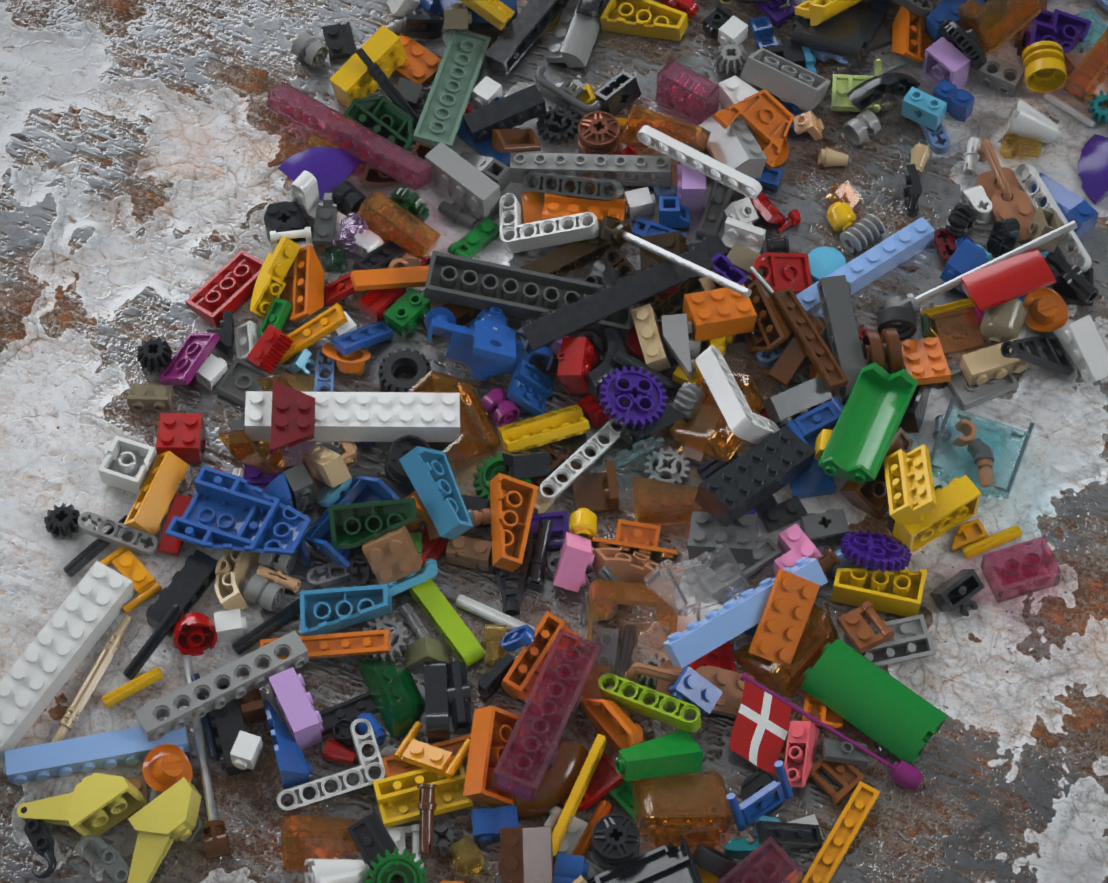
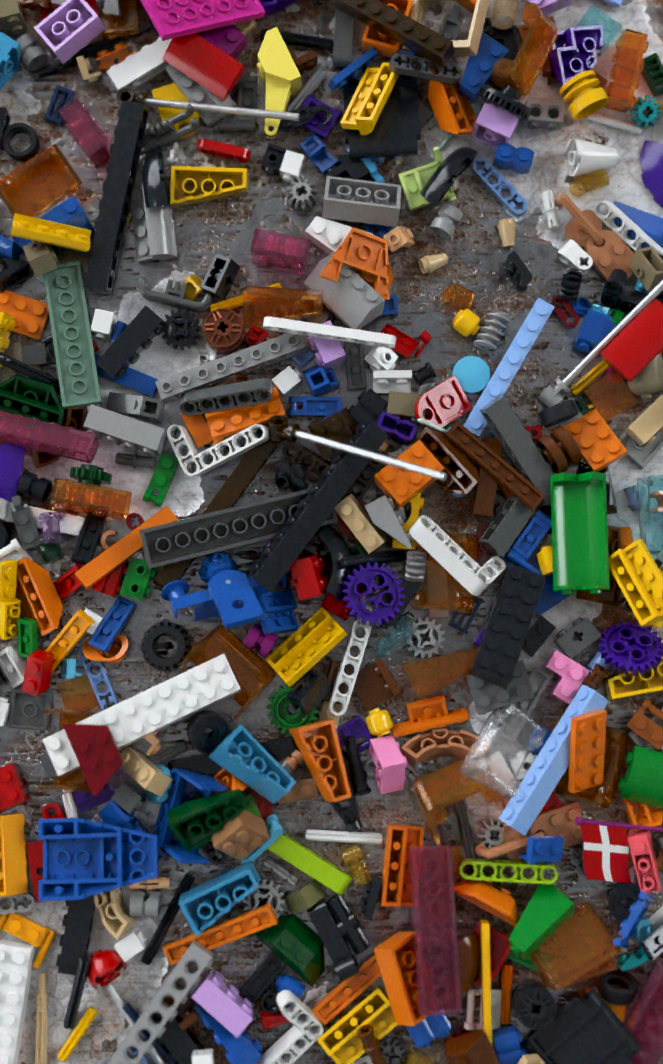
camera: 25 degrees left, 25 degrees up
(429, 756) = (351, 998): light orange plate -> none
(515, 140) = (149, 363): reddish brown tile -> none
(517, 638) = (376, 862): blue plate -> none
(923, 108) = (494, 181): medium azure brick -> none

